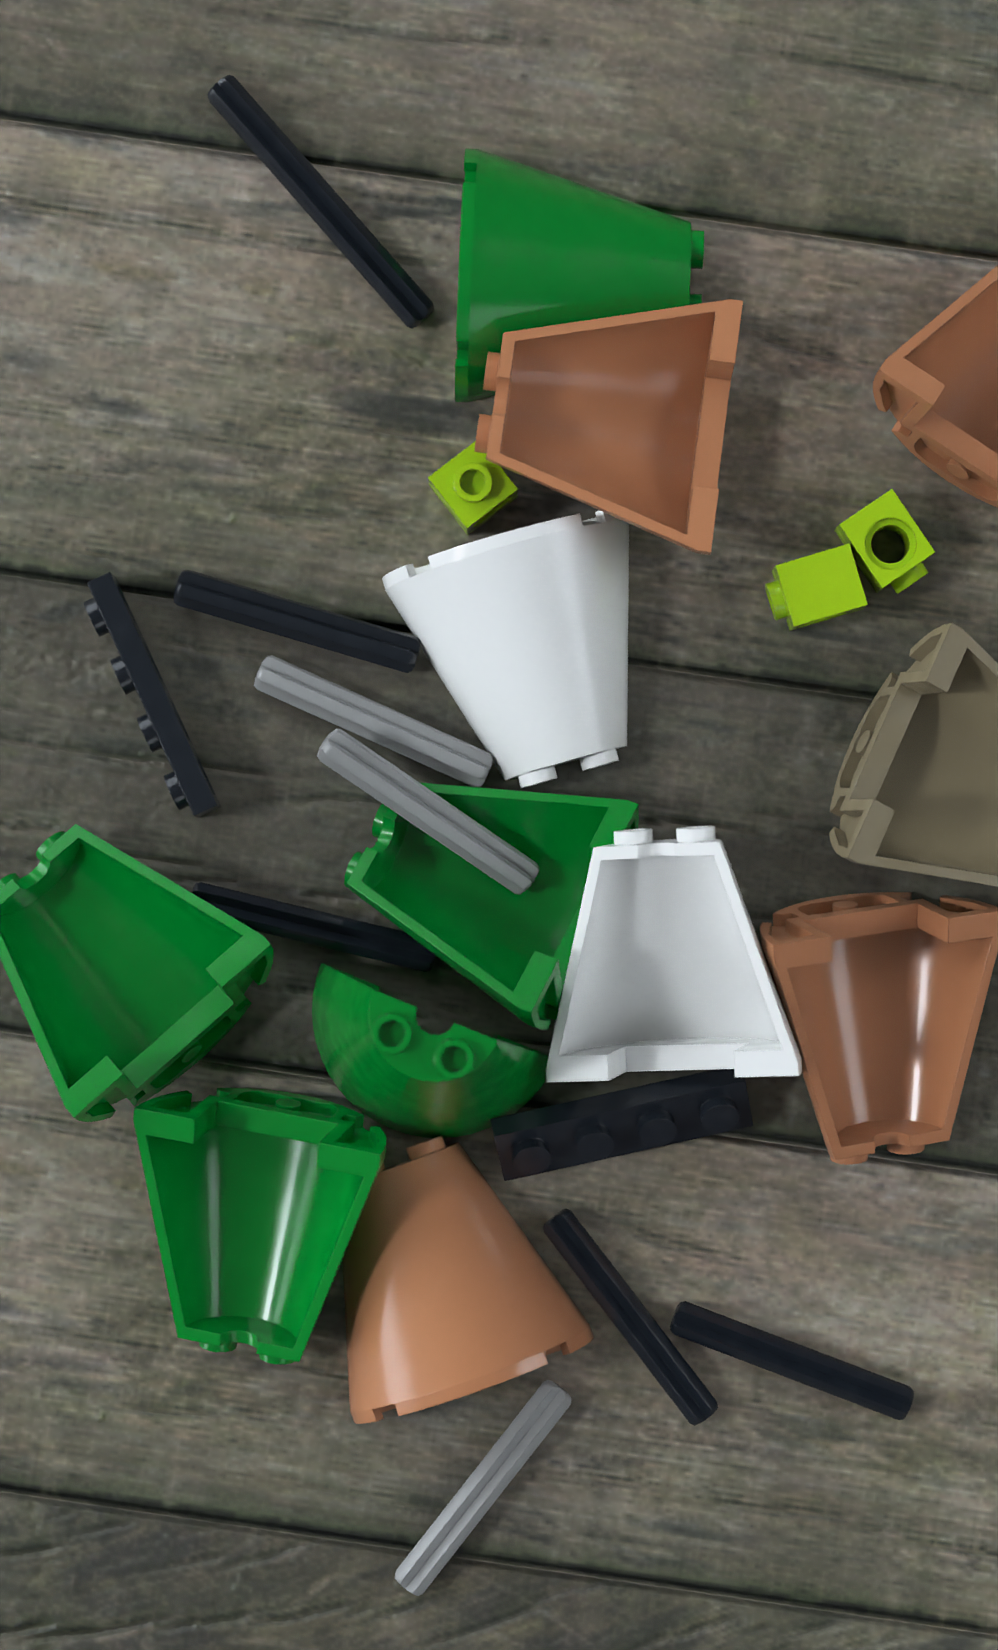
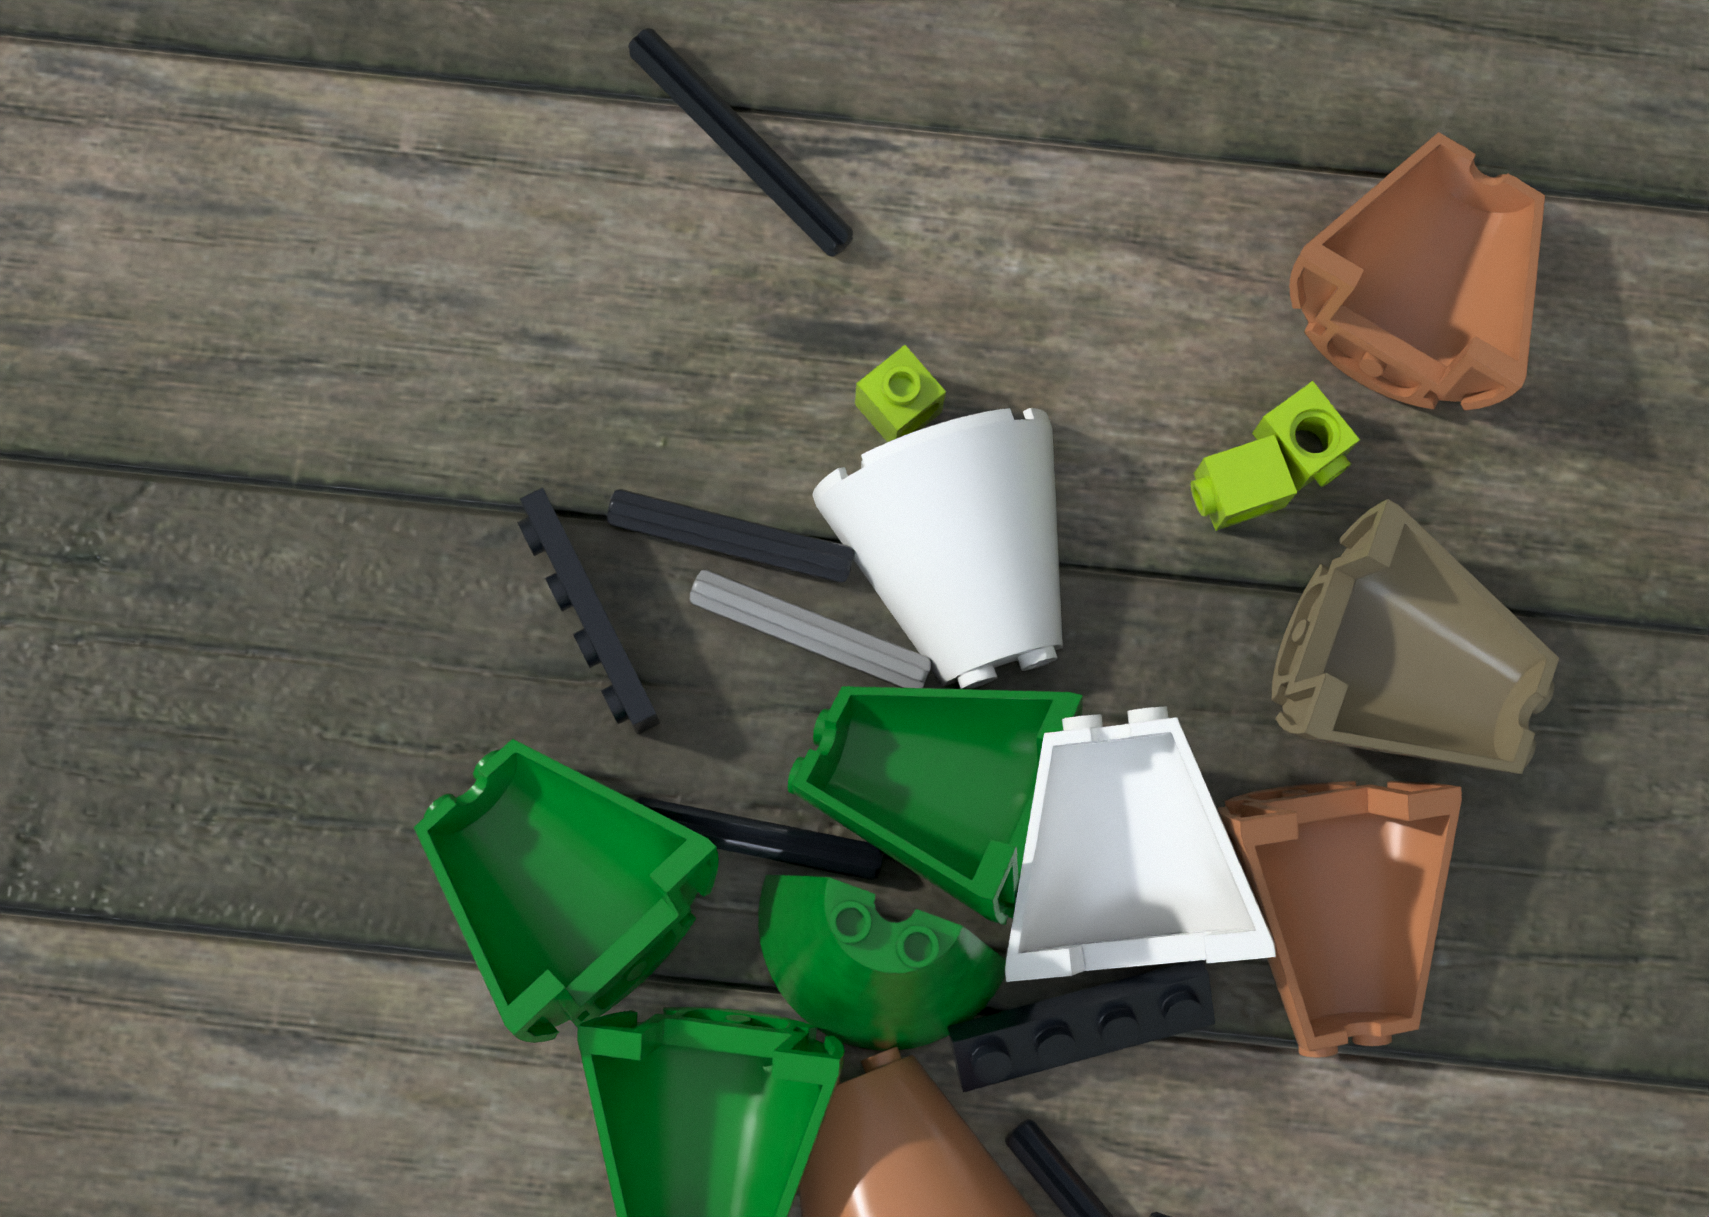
camera: 10 degrees left, 10 degrees down
(428, 811) = (870, 712): light grey axle -> none
(556, 255) = (978, 206): green cone -> none
(620, 413) = (1044, 311): nougat cone -> none

